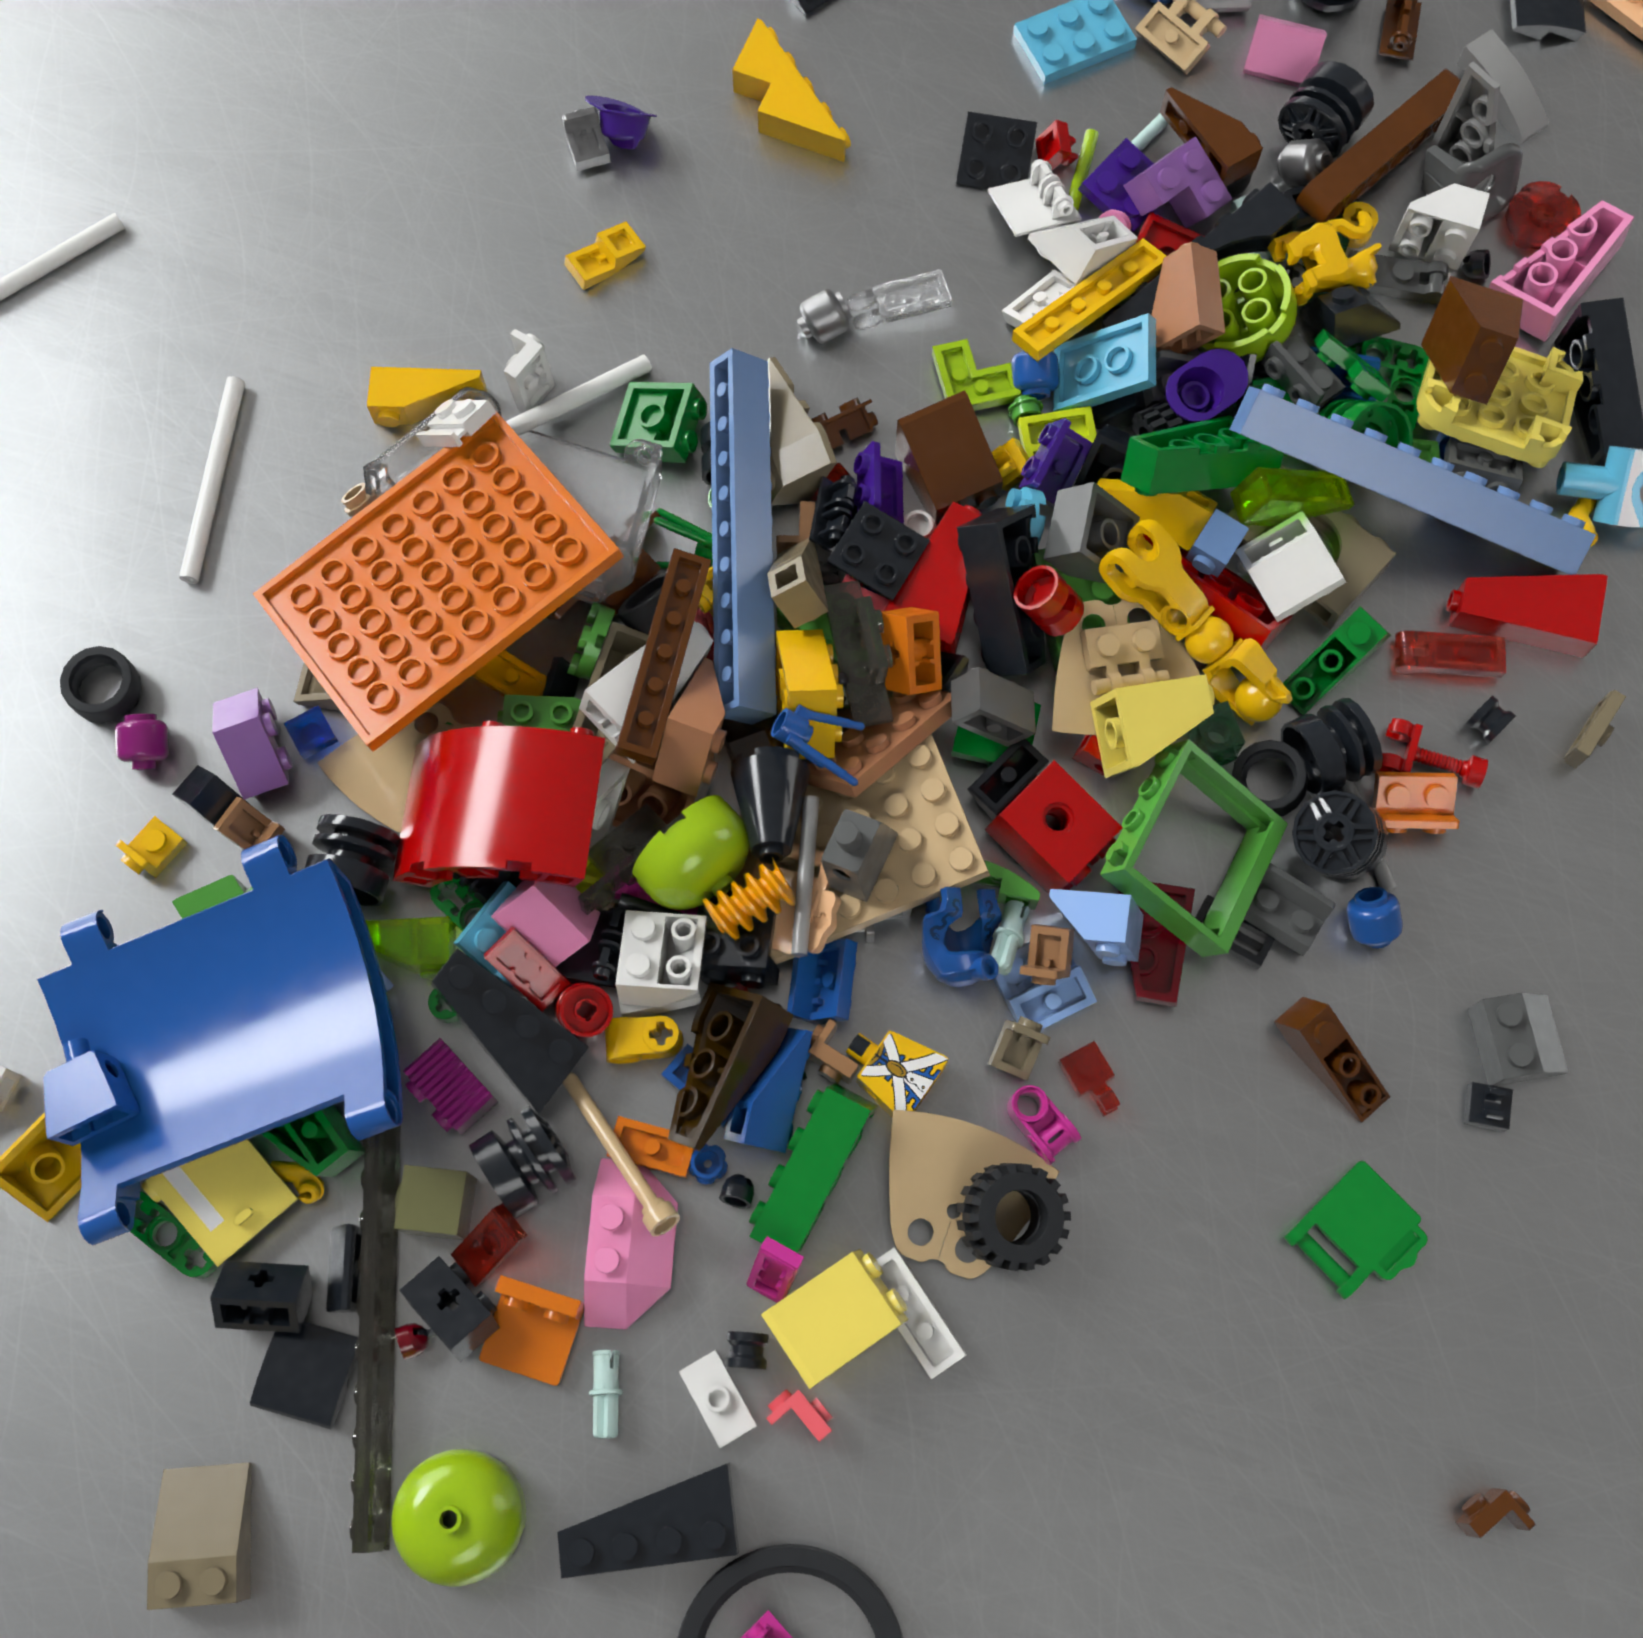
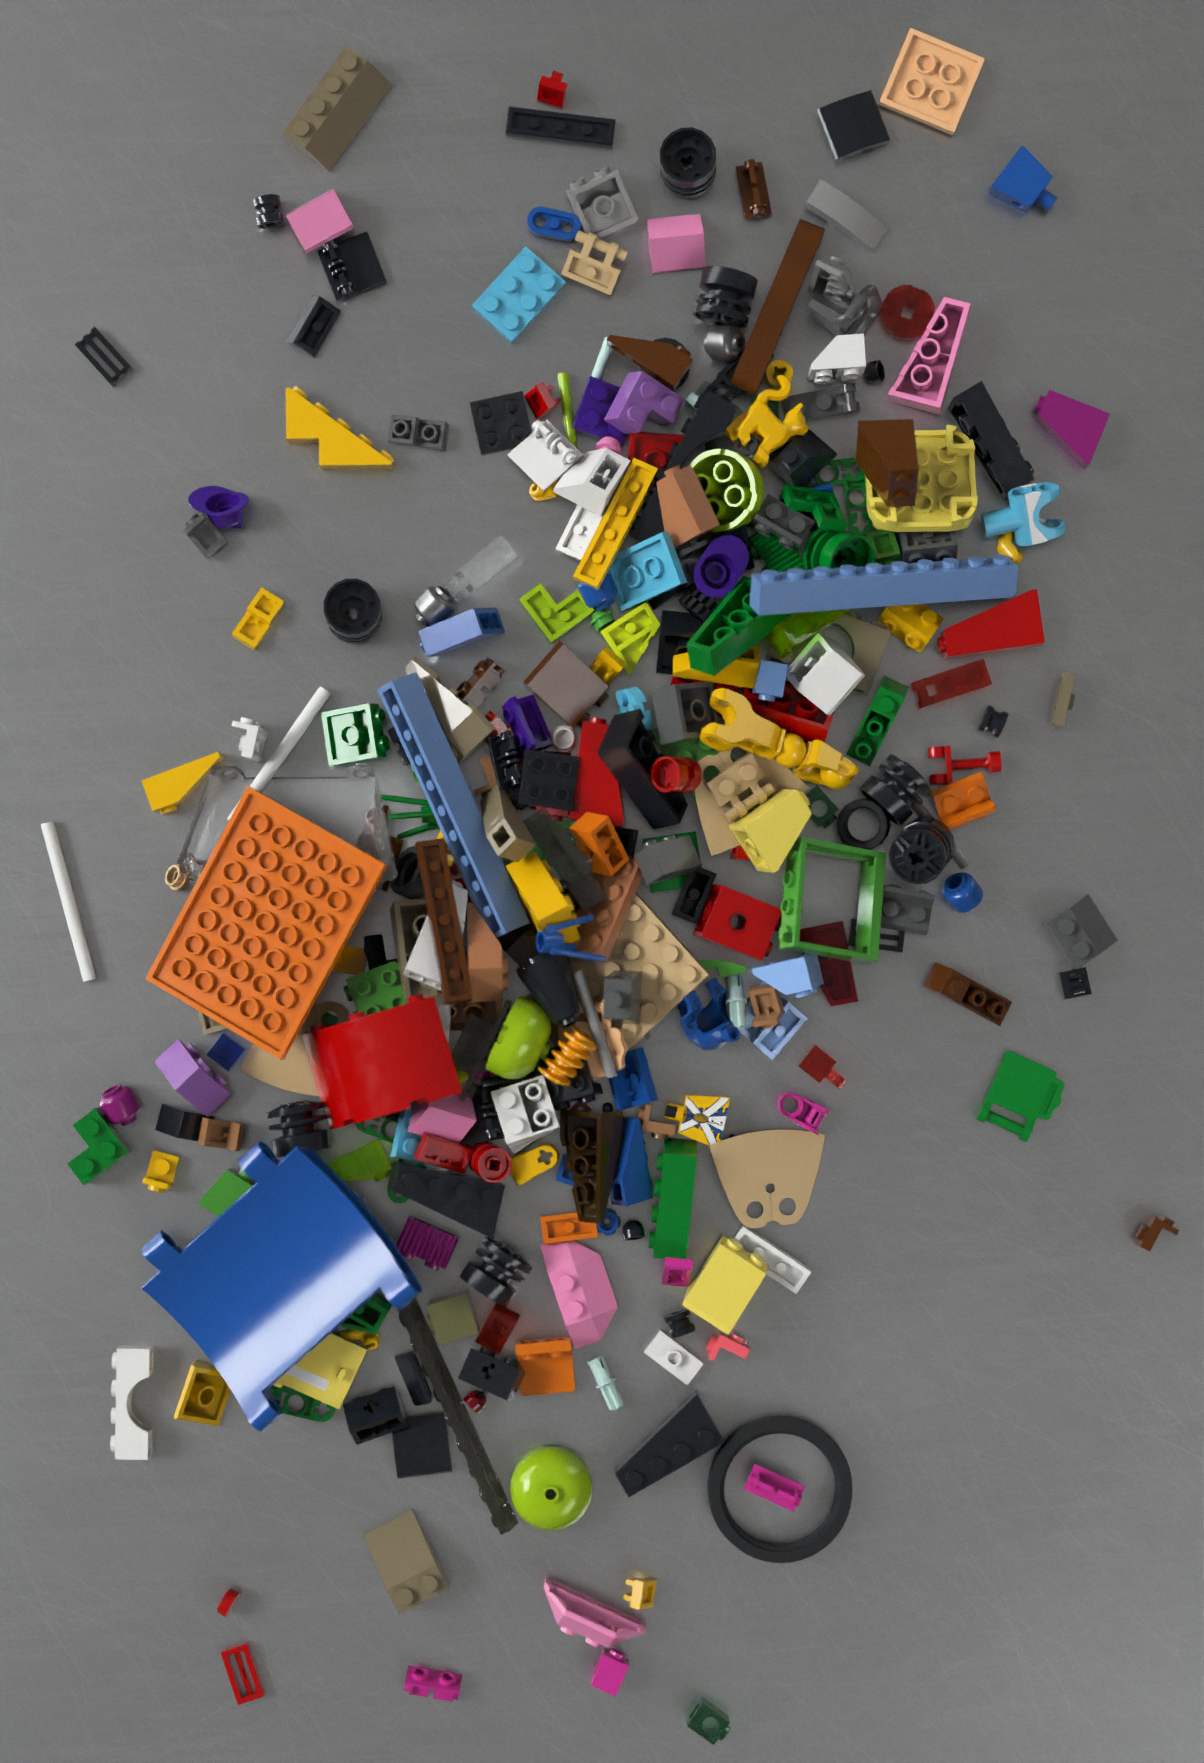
camera: 20 degrees left, 15 degrees up
(85, 662) = (56, 1063): black tyre -> none
(86, 1094) = (212, 1345): torso -> none
(92, 785) = (104, 1148): none -> green brick
(455, 420) = (225, 805): white plate -> none
(591, 641) = (384, 915): bright green plate -> none
(658, 1214) = (593, 1269): tan piece -> none
(722, 277) = (353, 595): none -> black wheel
(845, 353) = (461, 631): none -> slope
(886, 130) = (418, 432): none -> dark grey slope
(1014, 247) = (540, 495): none -> yellow arm
(1018, 1047) = (770, 1070): dark tan bracket -> none
(1045, 1216) = (828, 1183): black tyre -> none
(1056, 460) = (639, 659): dark purple bracket -> none
(1422, 559) = (911, 624): none -> yellow bracket

